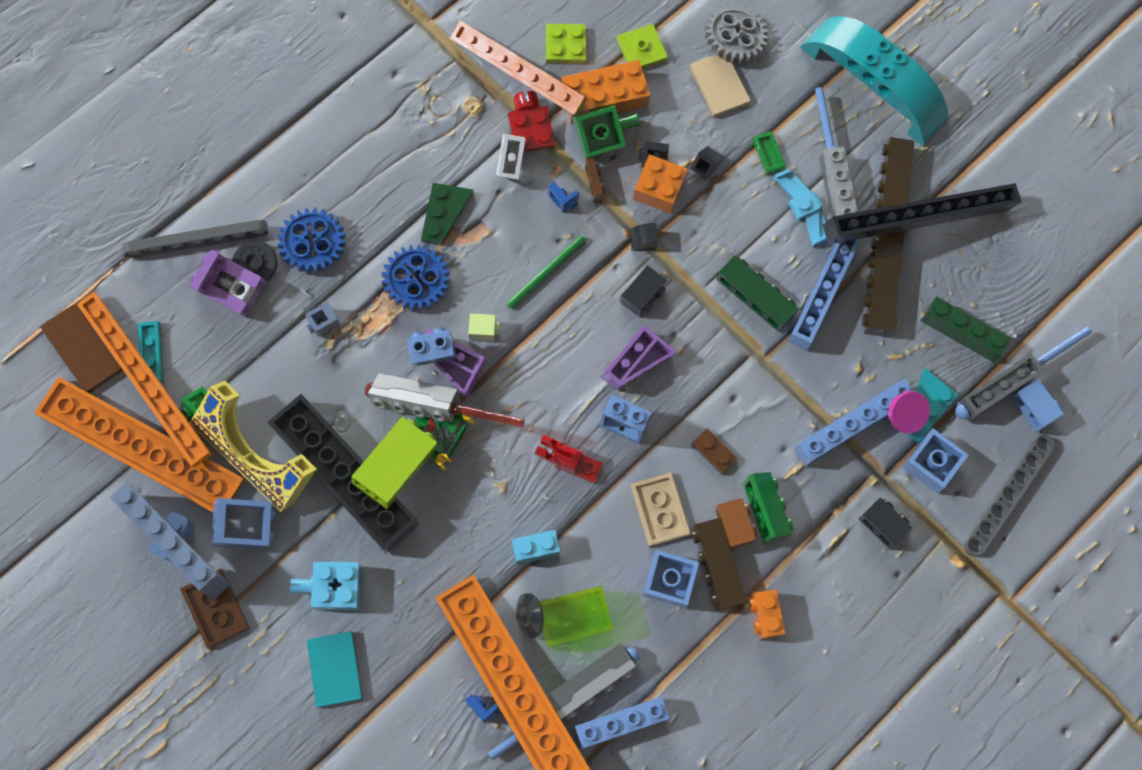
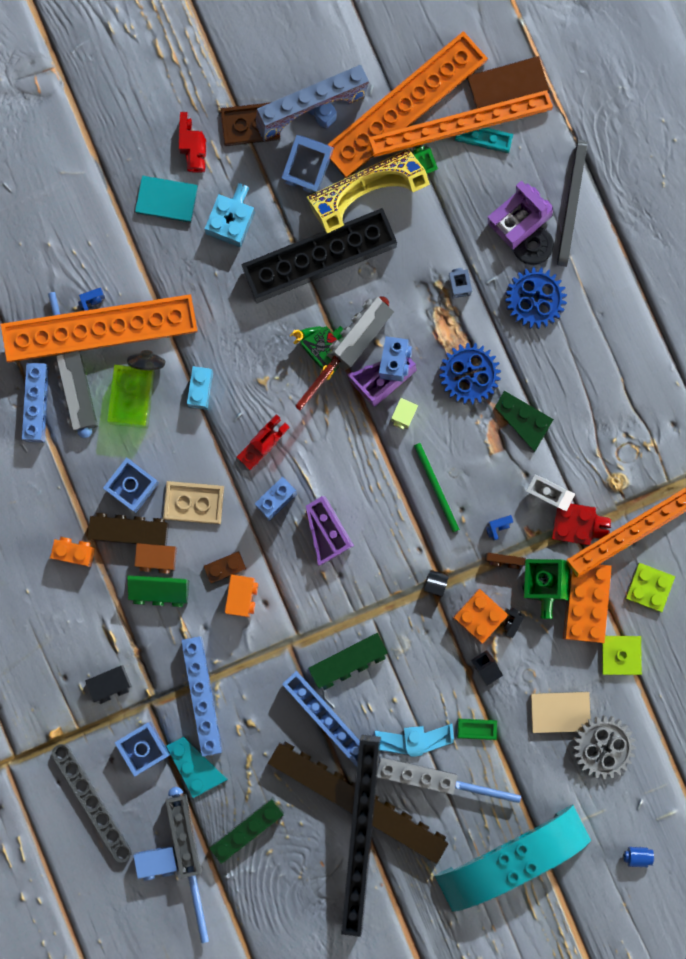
camera: 110 degrees right, 10 degrees up
(260, 664) = (192, 145): none -> red plate
(394, 462) = (308, 296): lime brick -> none
(643, 291) = (386, 562): black brick -> none
(739, 418) = (241, 595): none -> orange brick
(909, 412) = (190, 742): dark pink tile -> none

